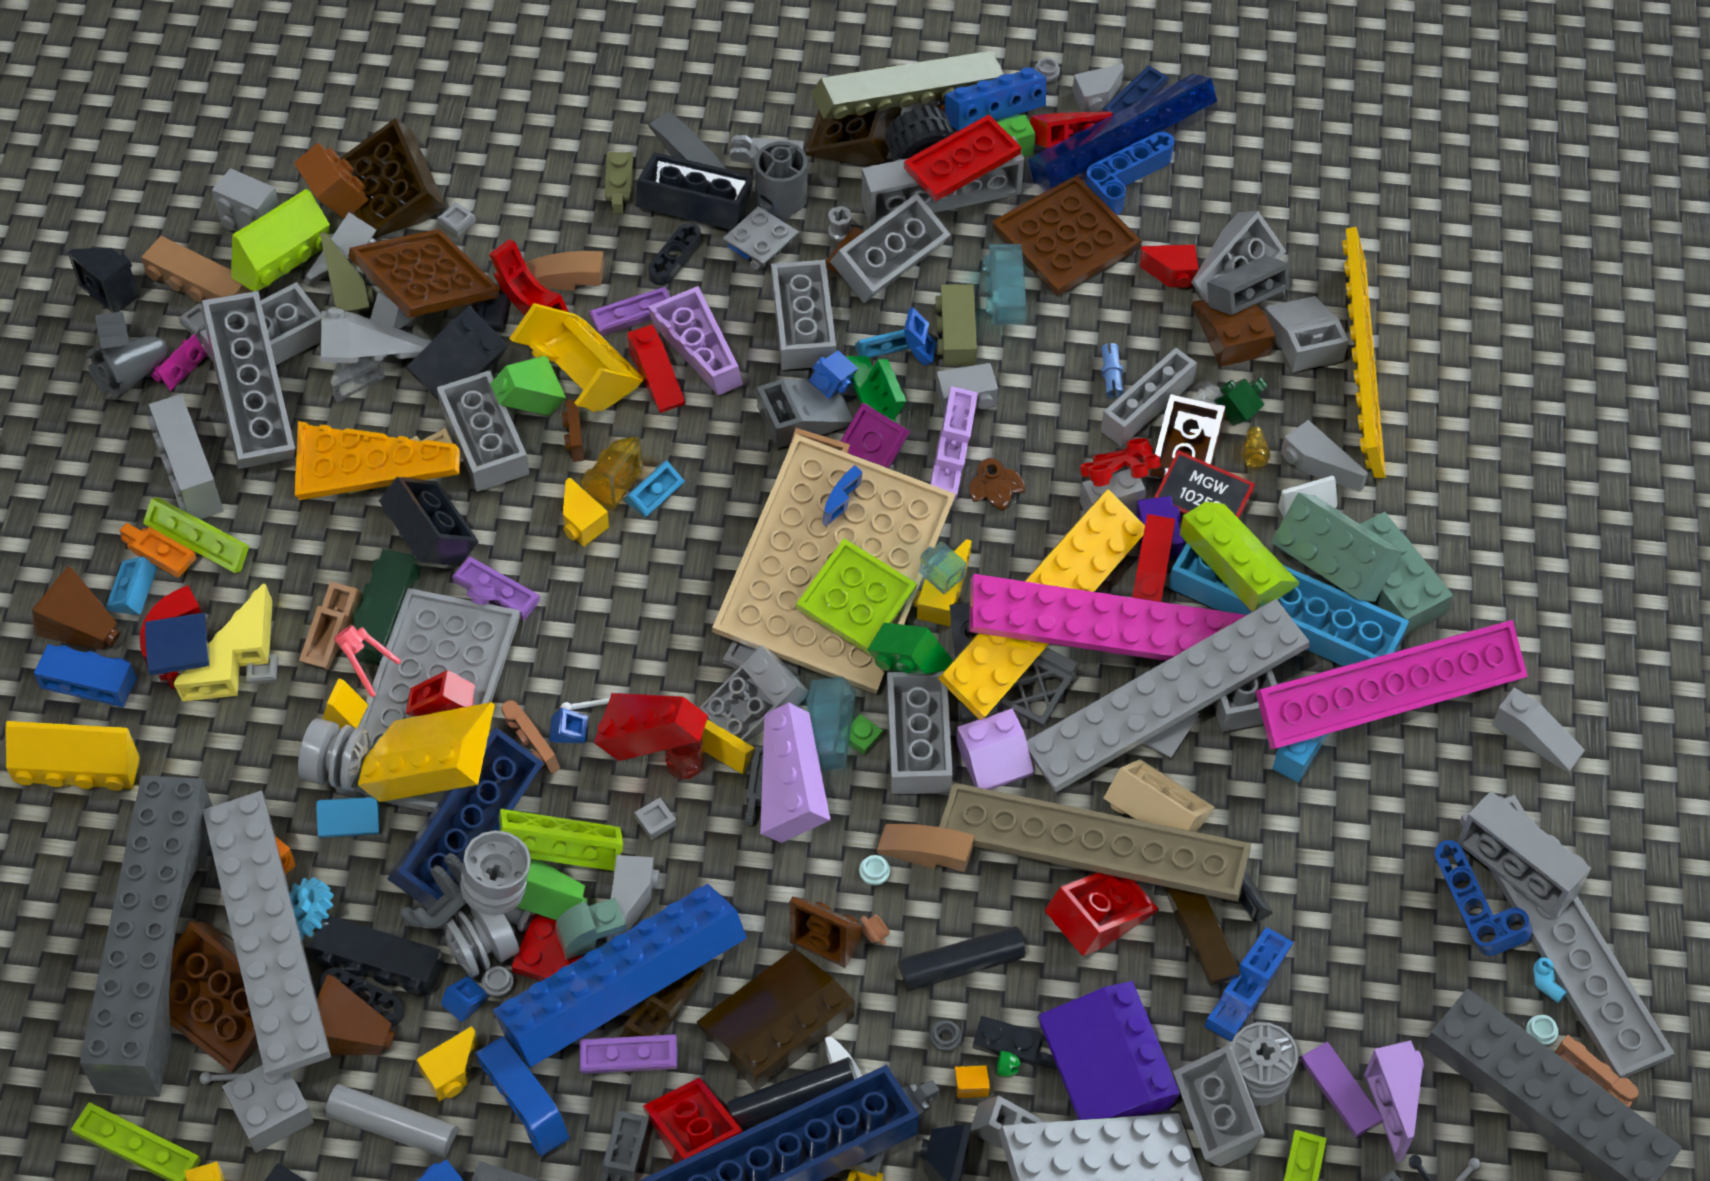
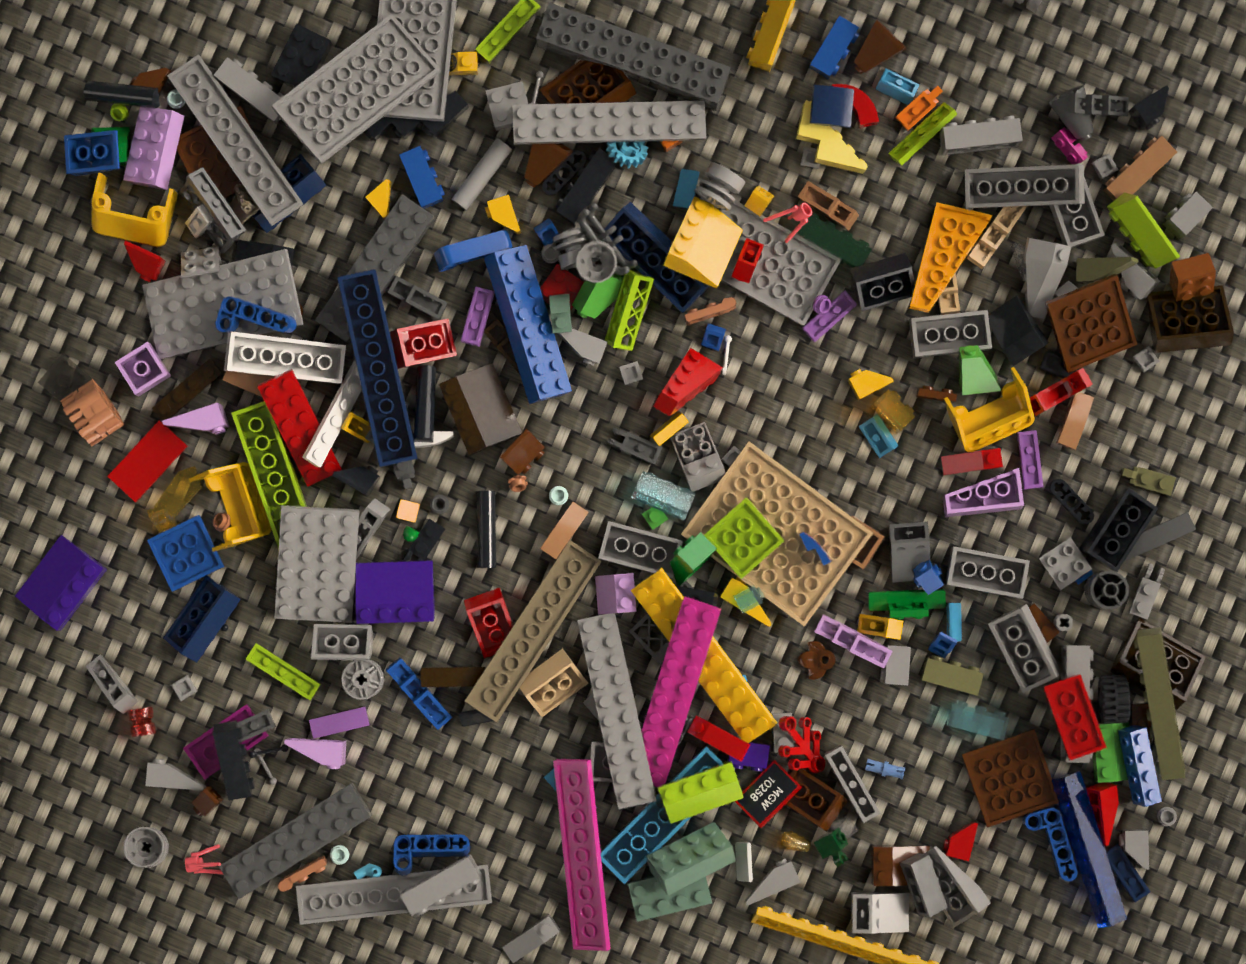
camera: 110 degrees right, 30 degrees up
(316, 412) = (995, 235): none -> tan slope
(791, 776) = (629, 460): lavender wedge -> none
(874, 436) = (869, 588): magenta tile -> none
(921, 420) = (880, 626): none -> yellow slope

